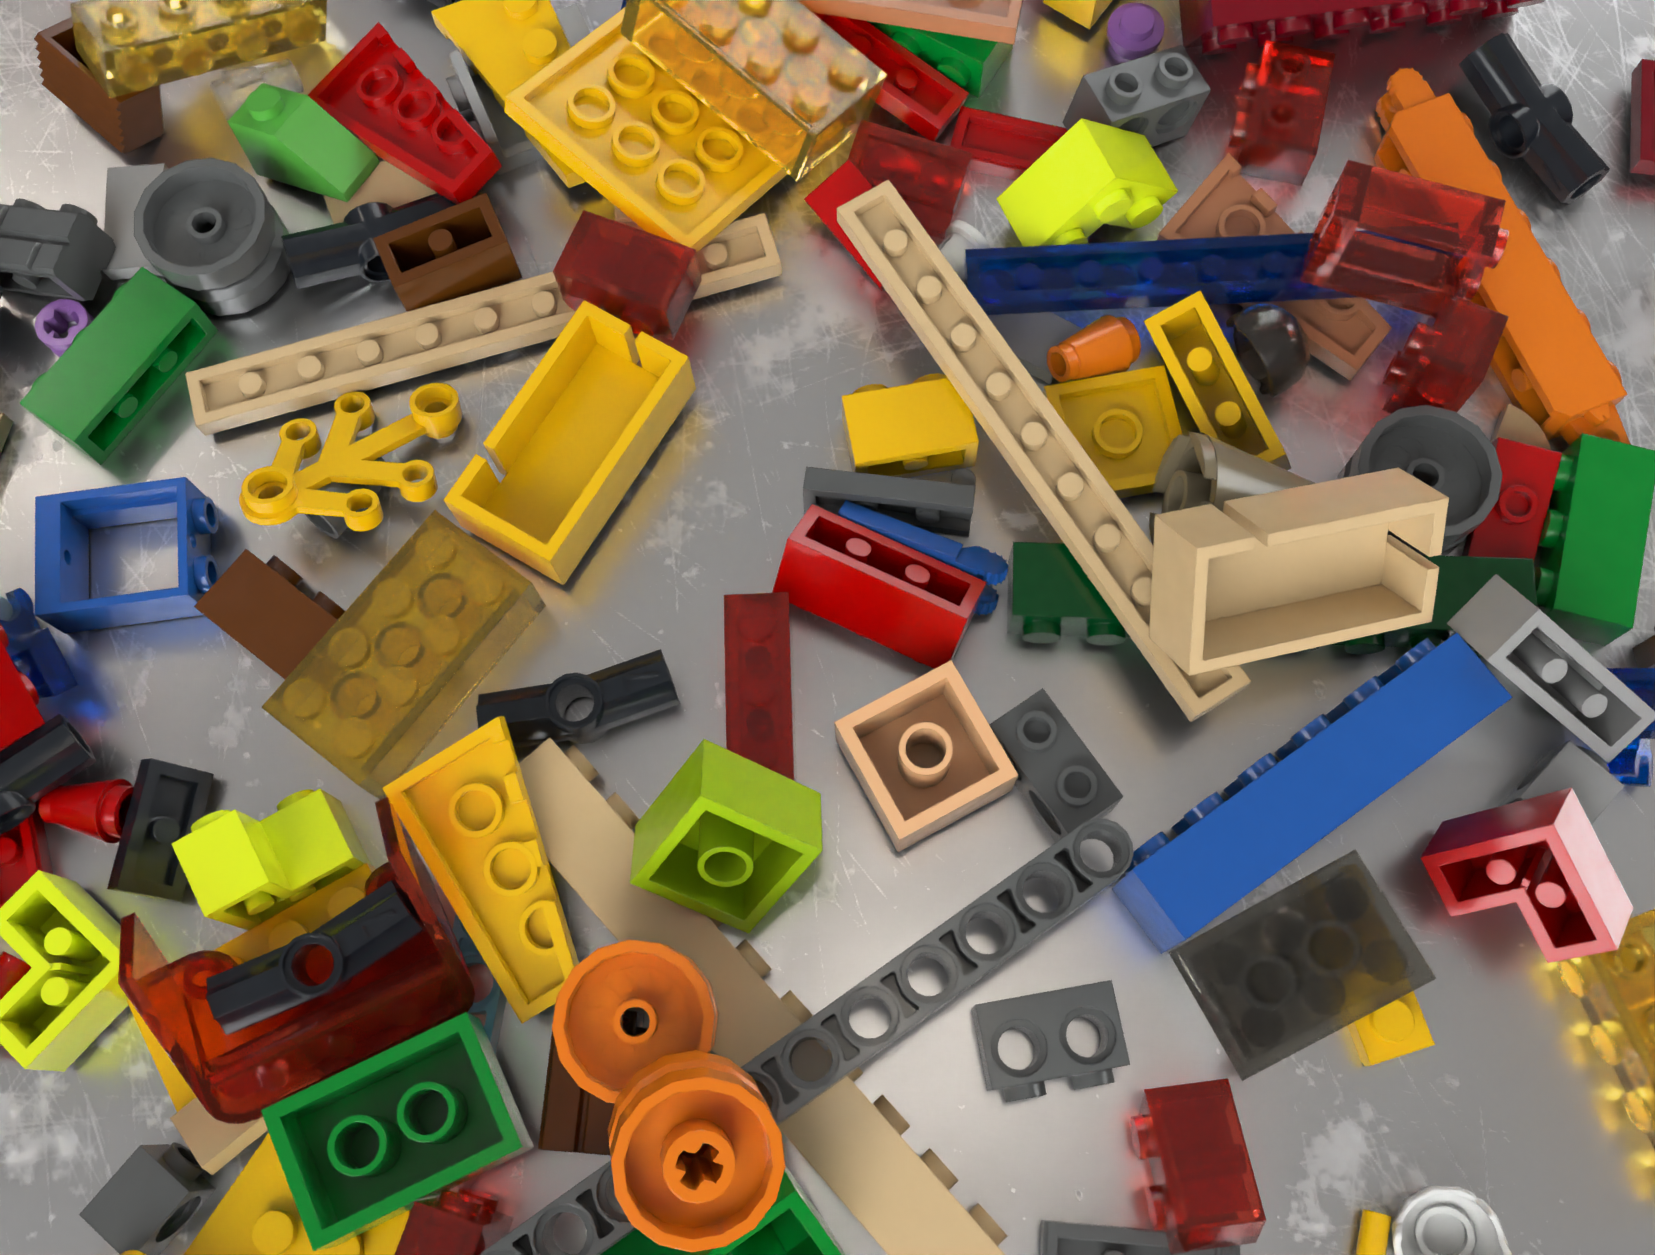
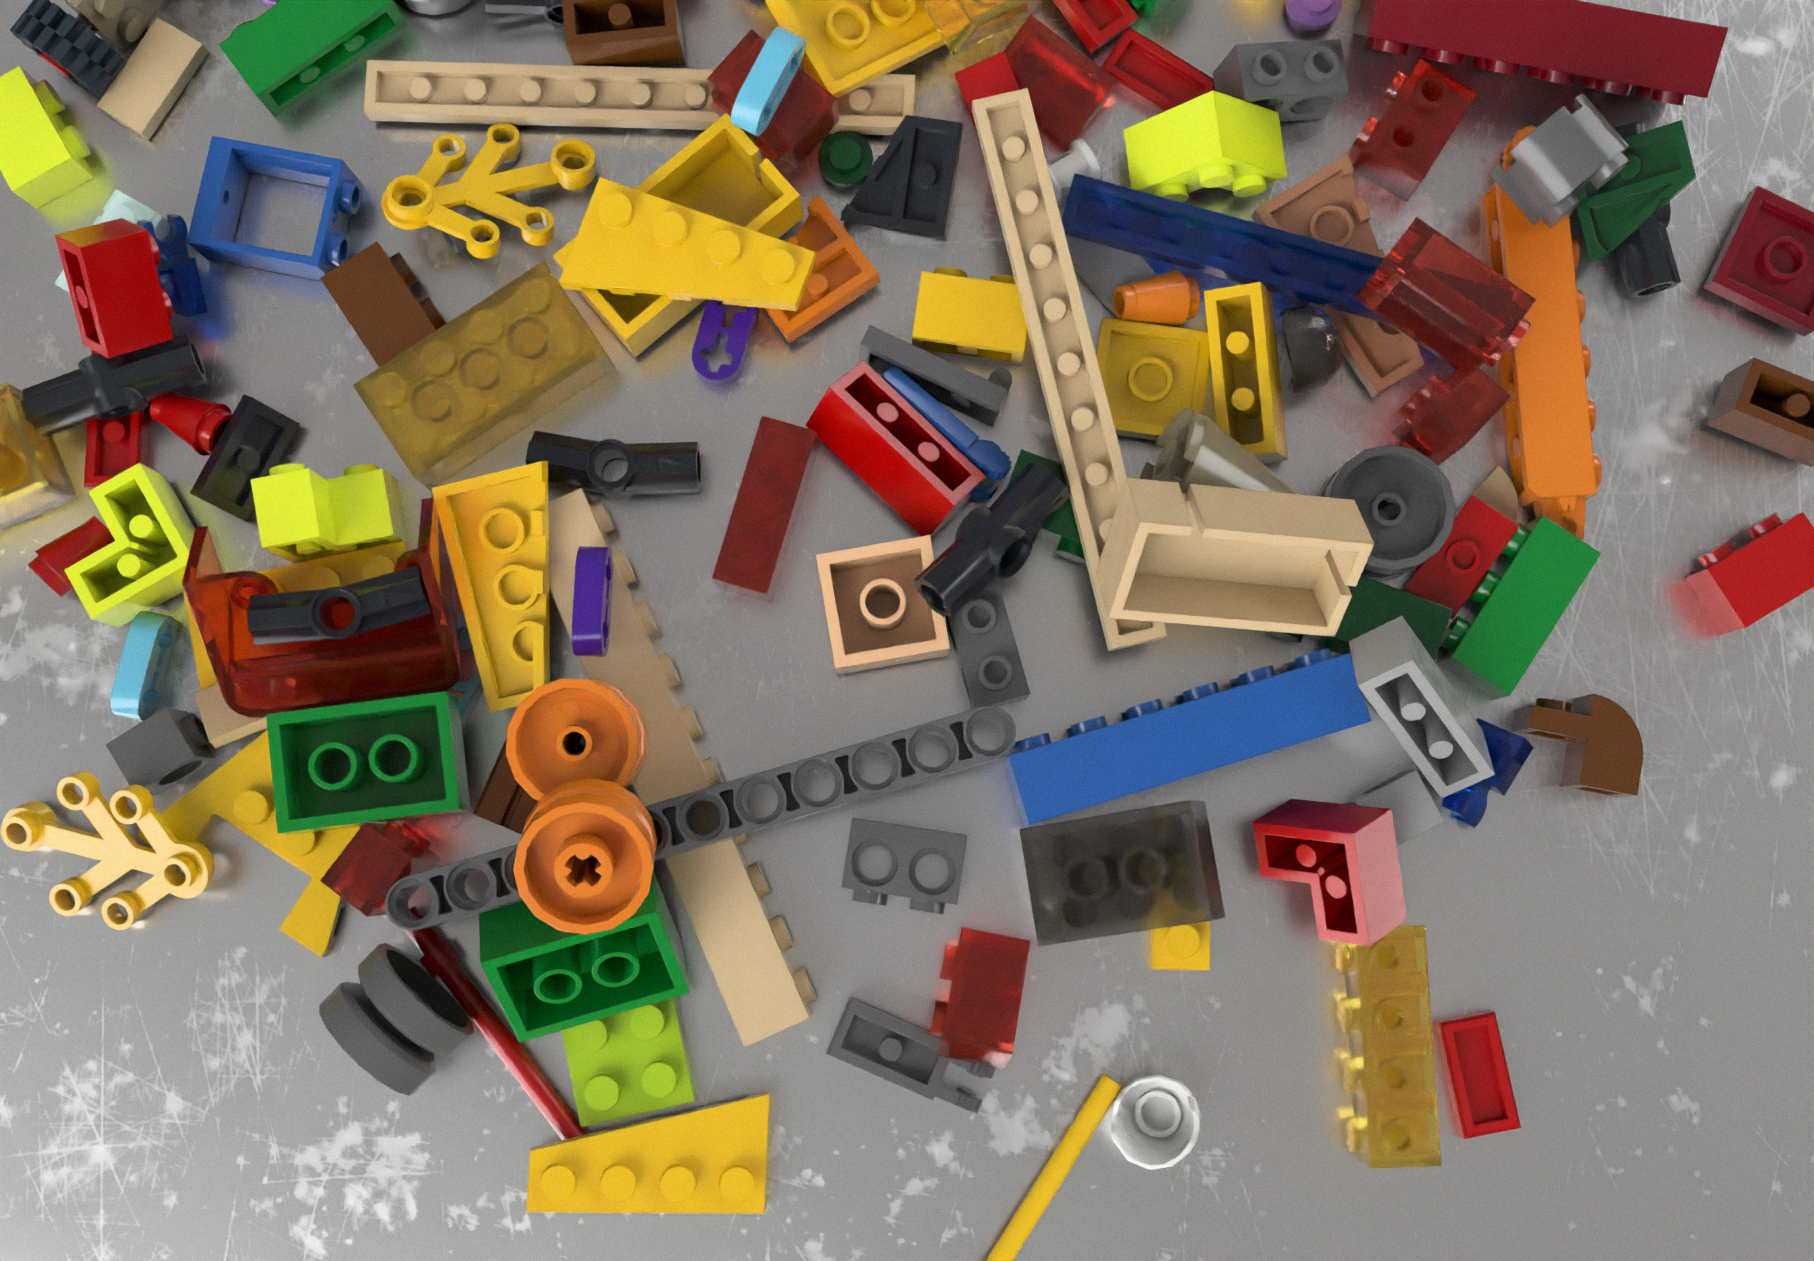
camera: 15 degrees right, 10 degrees up
(103, 1106) = (143, 665): none -> medium azure beam
(565, 452) = (663, 248): none -> yellow wing
(602, 855) = (592, 601): none -> dark purple beam
(619, 249) = (768, 81): none -> medium azure beam
(638, 530) = (738, 342): none -> dark purple beam
(720, 318) = (845, 159): none -> dark green plate
(726, 837) = (696, 620): lime brick -> none
(728, 440) = (837, 276): none -> orange wing
(797, 315) = (912, 179): none -> black wing
(1022, 642) = (992, 540): none -> black piece
(1454, 76) = (1561, 161): none -> dark grey brick
(1523, 87) = (1652, 177): none -> dark green wing

